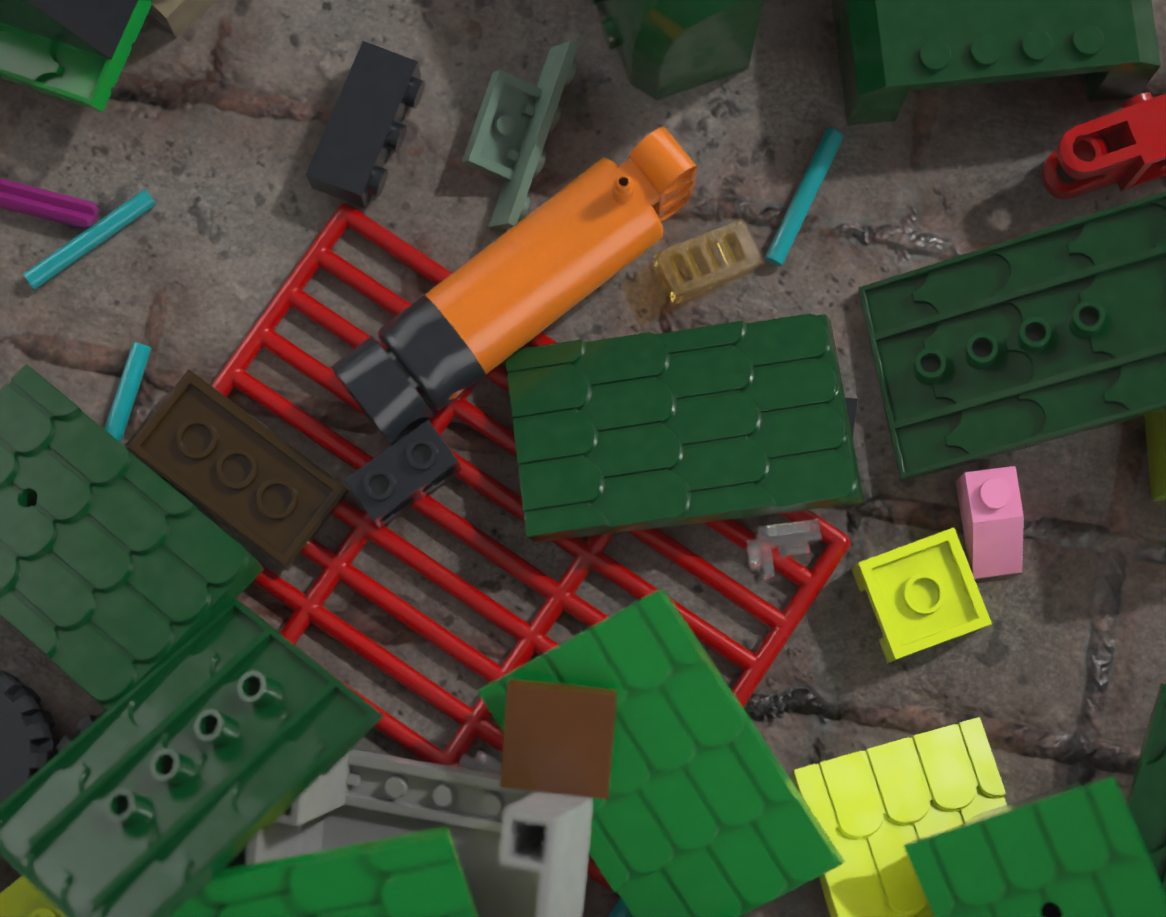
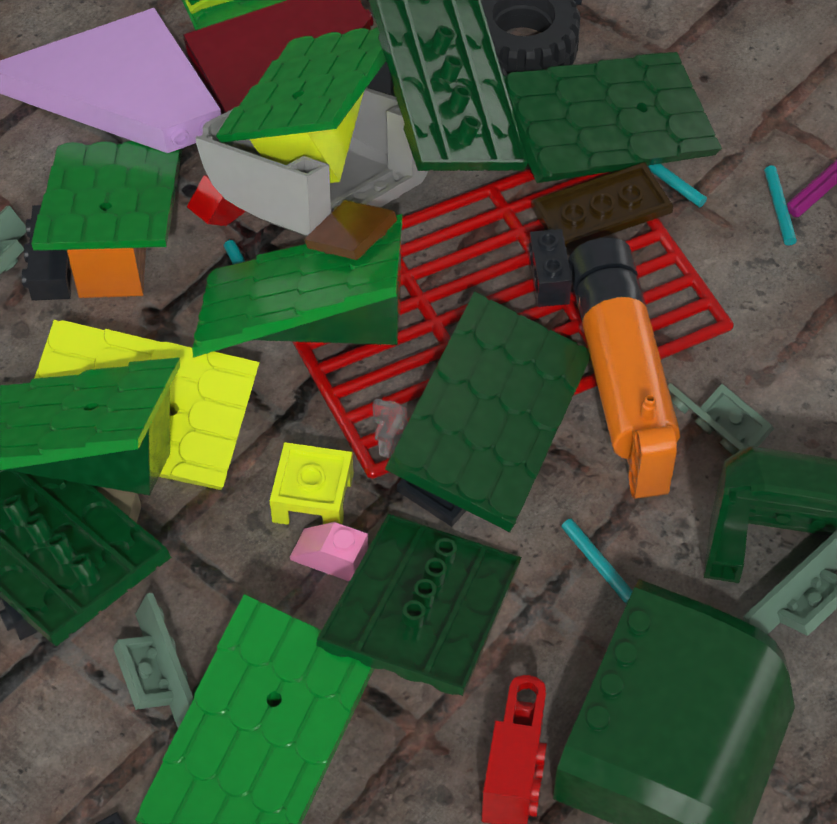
camera: 120 degrees right, 25 degrees down
(366, 125) = (776, 351): black brick -> none
(674, 284) = (588, 464): clear yellow slope -> none

